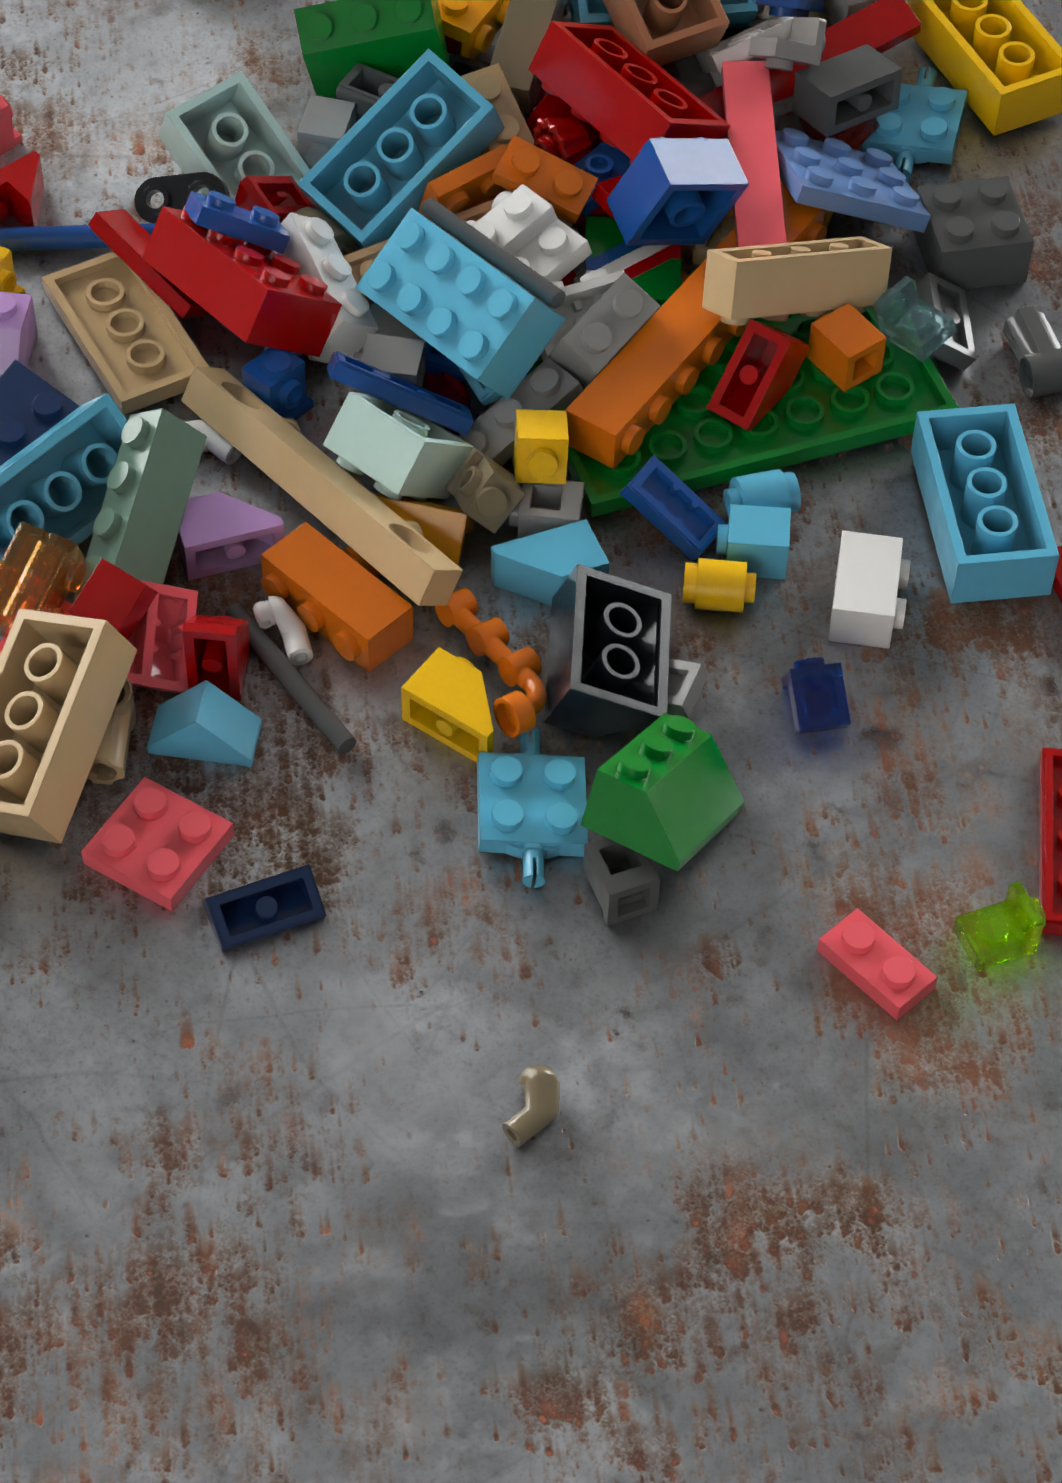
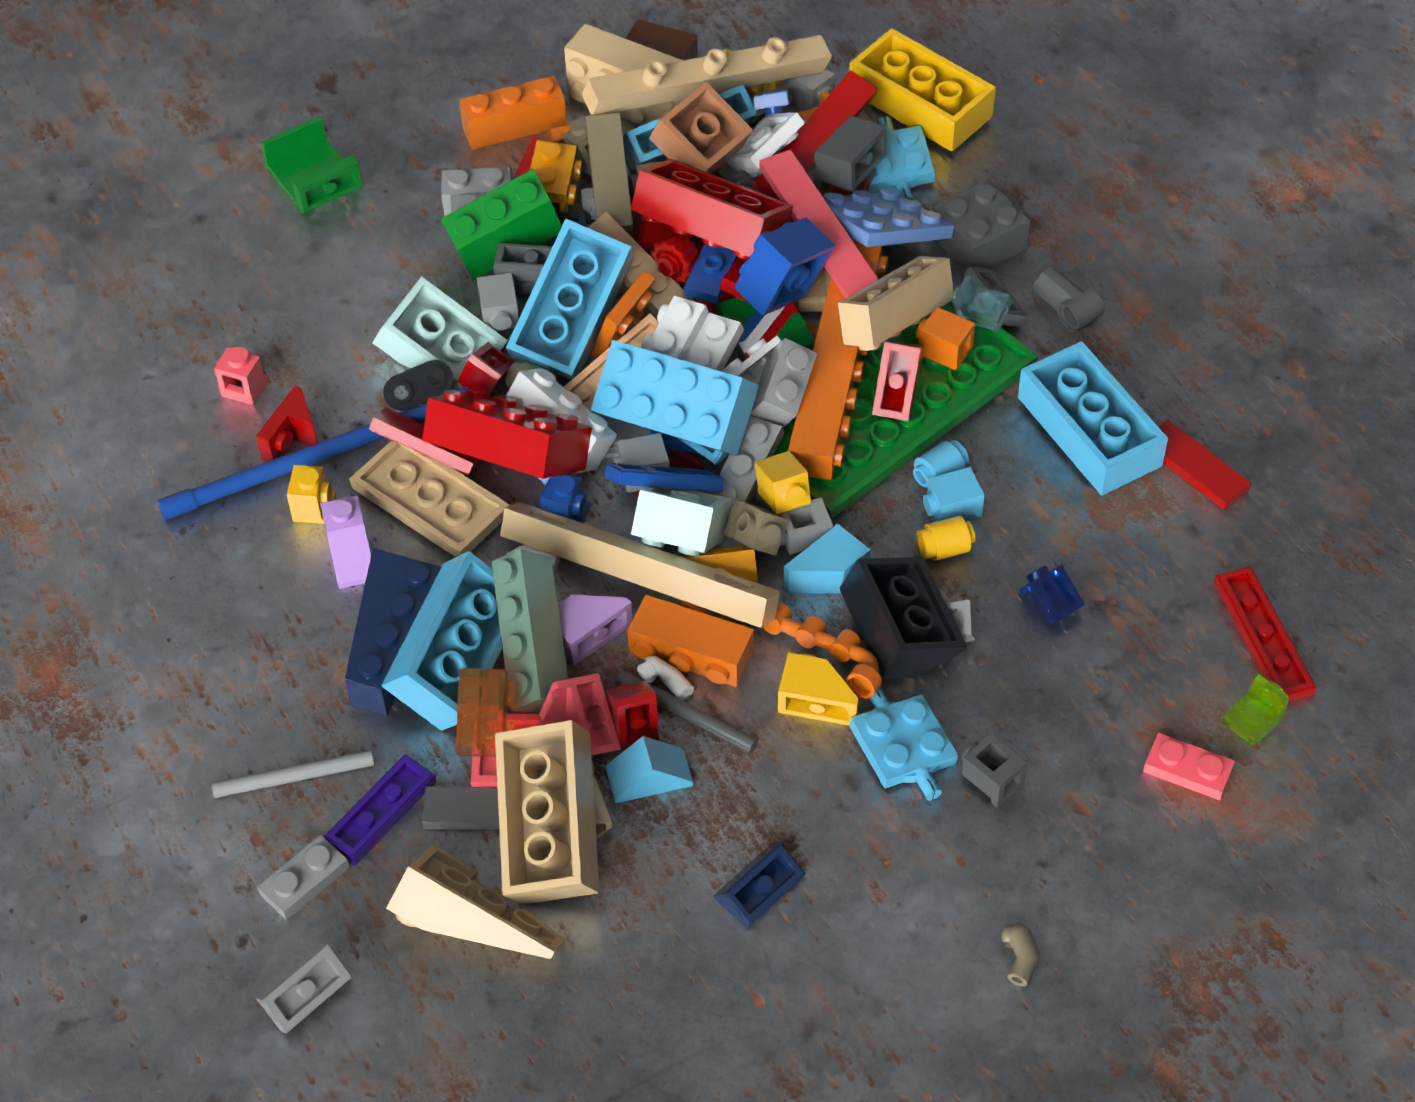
camera: 20 degrees left, 0 degrees up
(114, 597) = (554, 701): red brick -> none
(158, 843) = (661, 866): coral plate -> none
(221, 215) = (479, 390): blue plate -> none
(493, 253) = (682, 353): dark grey bar -> none
(548, 176) = (687, 283): orange plate -> none
(664, 793) = (999, 701): green slope -> none
(672, 508) = (887, 494): blue plate -> none
(803, 47) = (812, 131): light grey bracket -> none
(867, 588) = (1045, 506): white brick -> none

